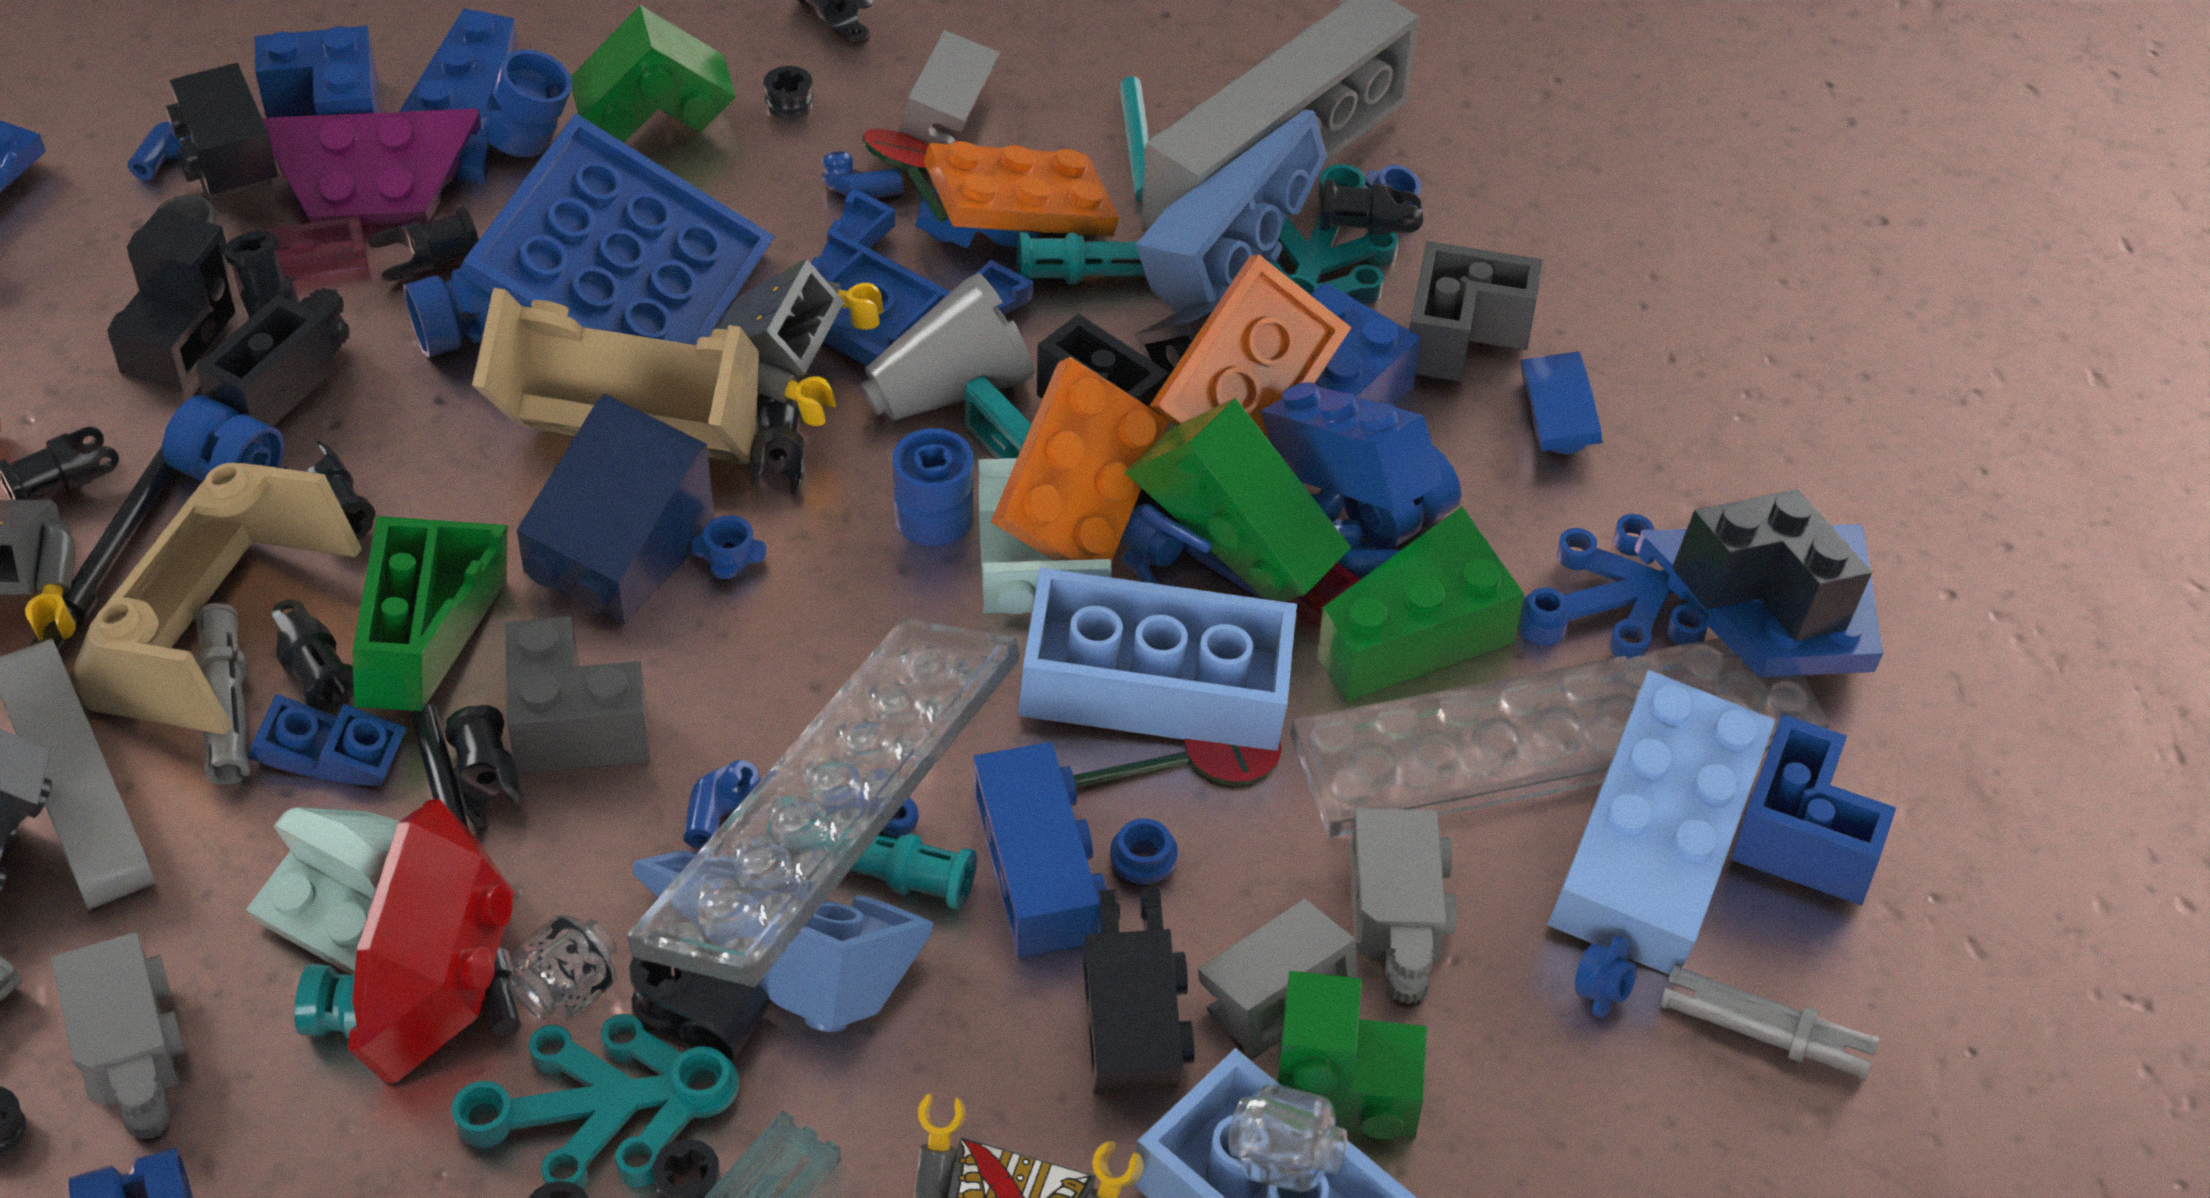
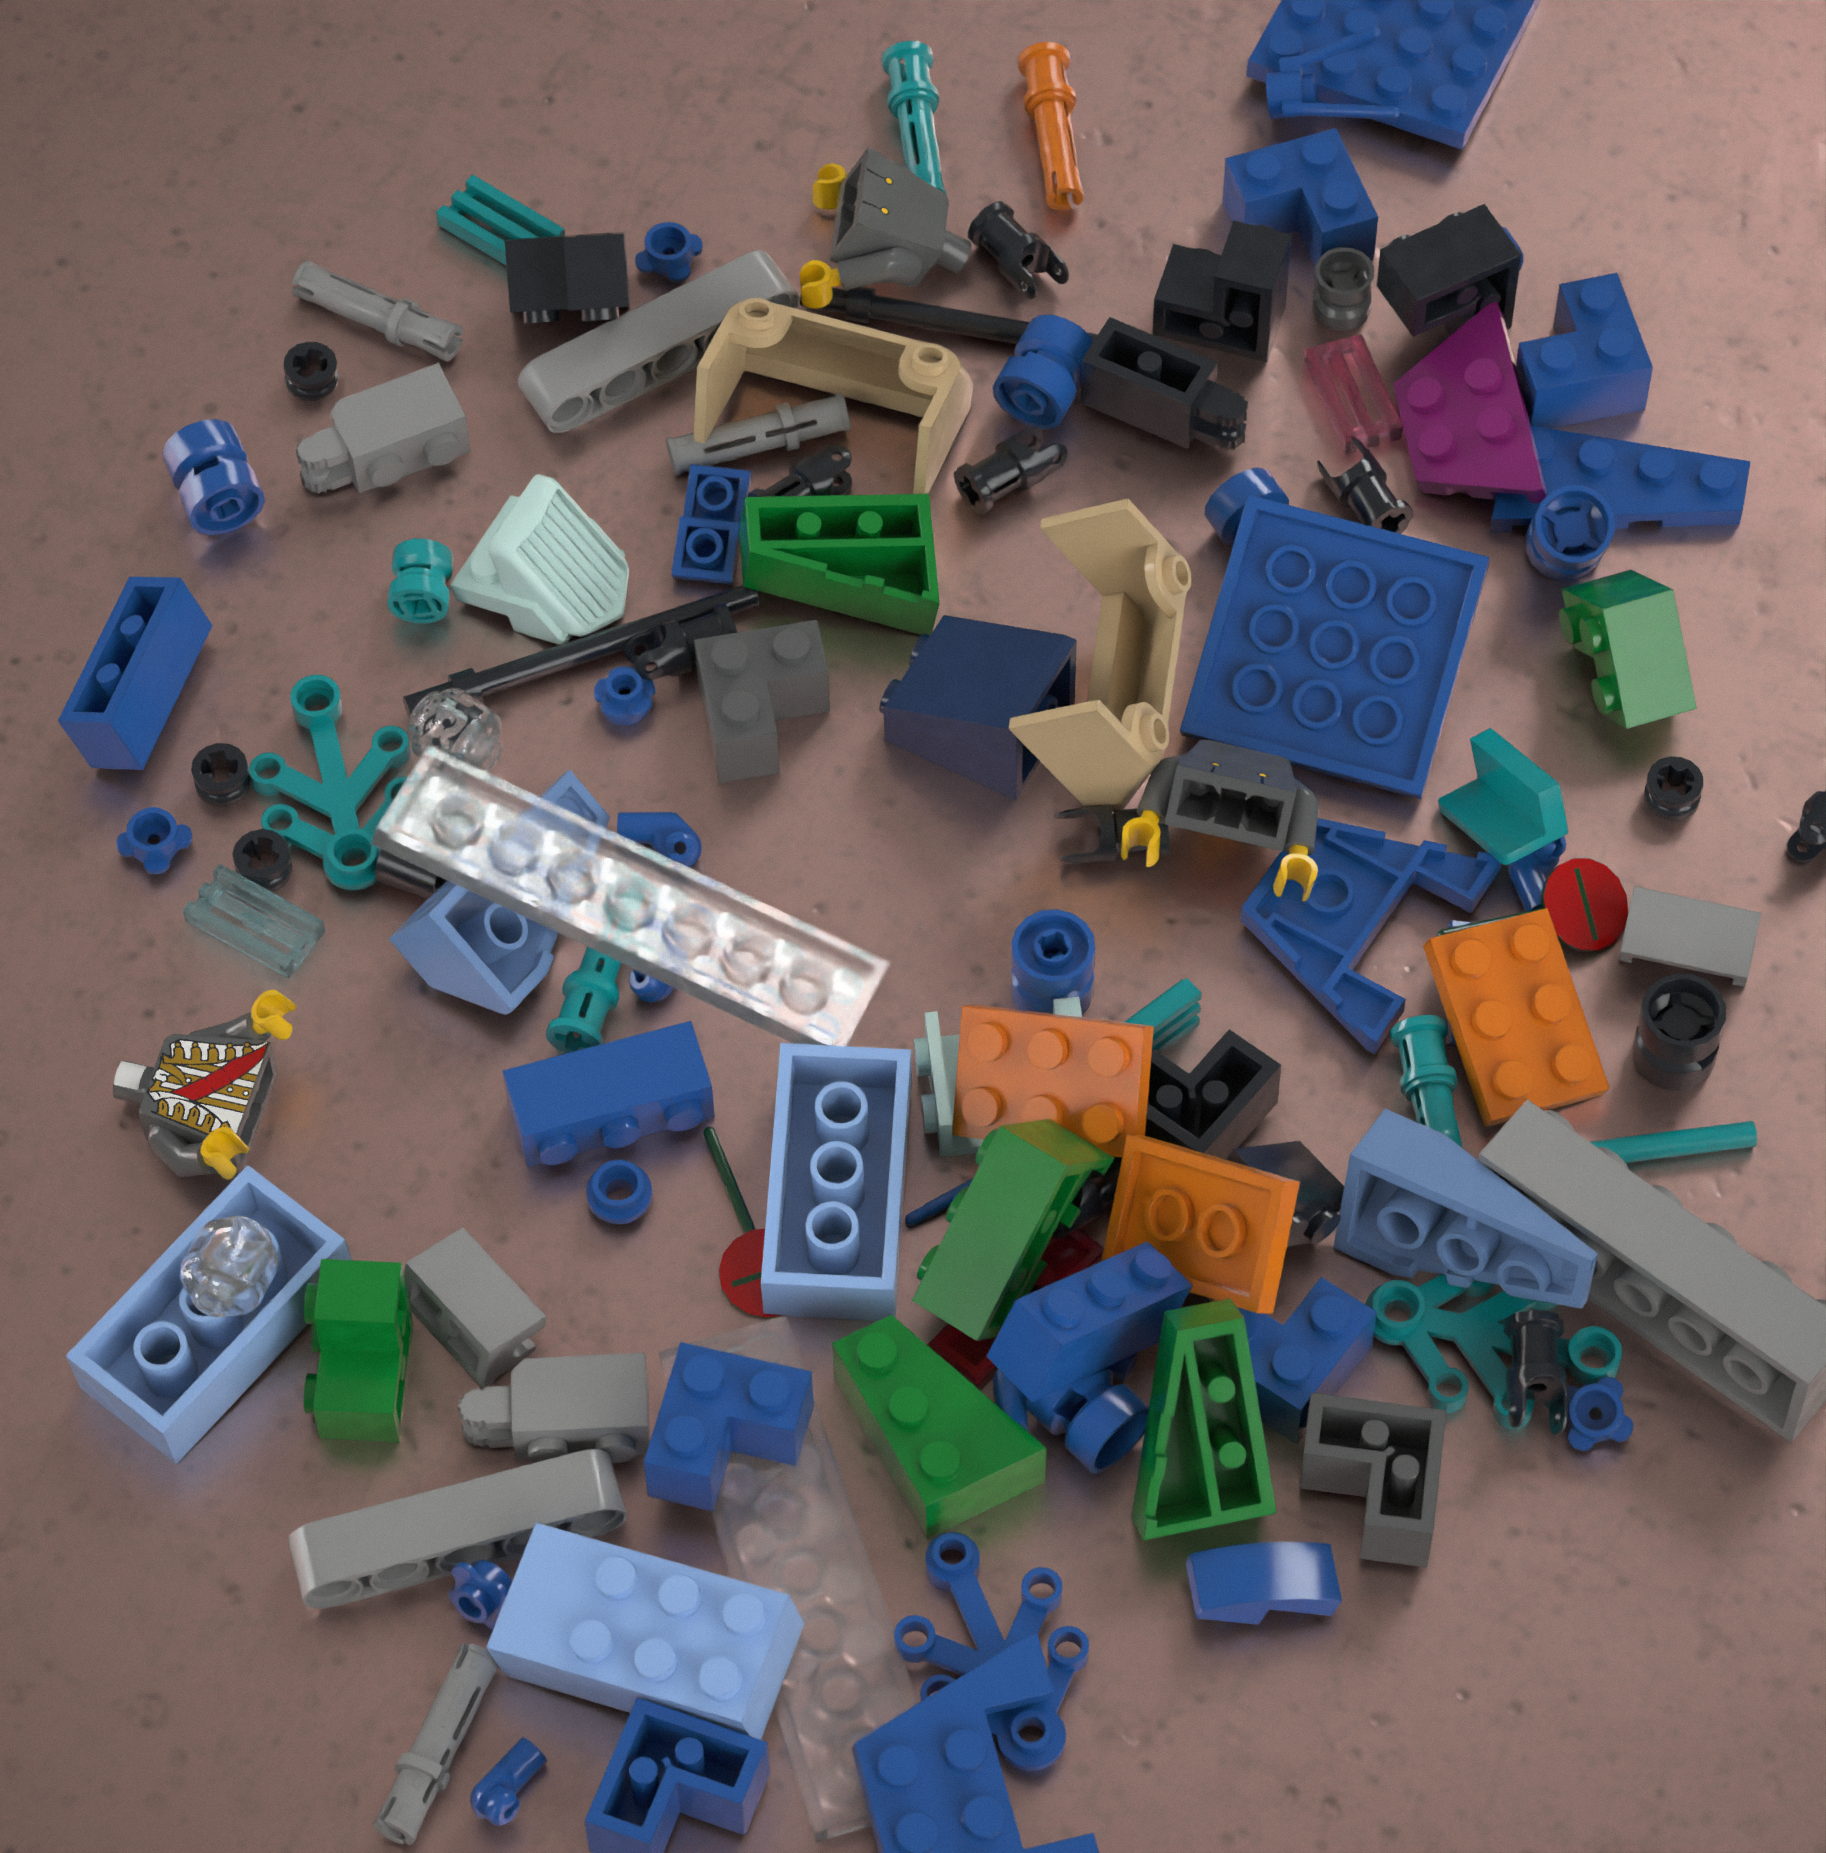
camera: 90 degrees right, 10 degrees up
(70, 241) = (1304, 189): none -> blue brick
(259, 270) = (1256, 358): black piece -> none
(426, 942) = (474, 616): red wedge -> none
(535, 839) = (624, 708): none -> blue plate
(728, 546) = (977, 793): blue plate -> none
(797, 173) = (1509, 805): none -> teal panel
(945, 351) = (1246, 970): light grey cone -> none
(1045, 97) = (1679, 1032): none -> black wheel
(1133, 1000) = (428, 1173): black hinge -> none
(1436, 752) = (722, 1406): none -> blue brick
(1462, 392) = (1203, 1428): none -> green wedge
(1537, 1001) = (464, 1522): none -> light grey beam
(1774, 553) = (973, 1734): black brick -> none
(1808, 972) = (496, 1792): none -> blue arm

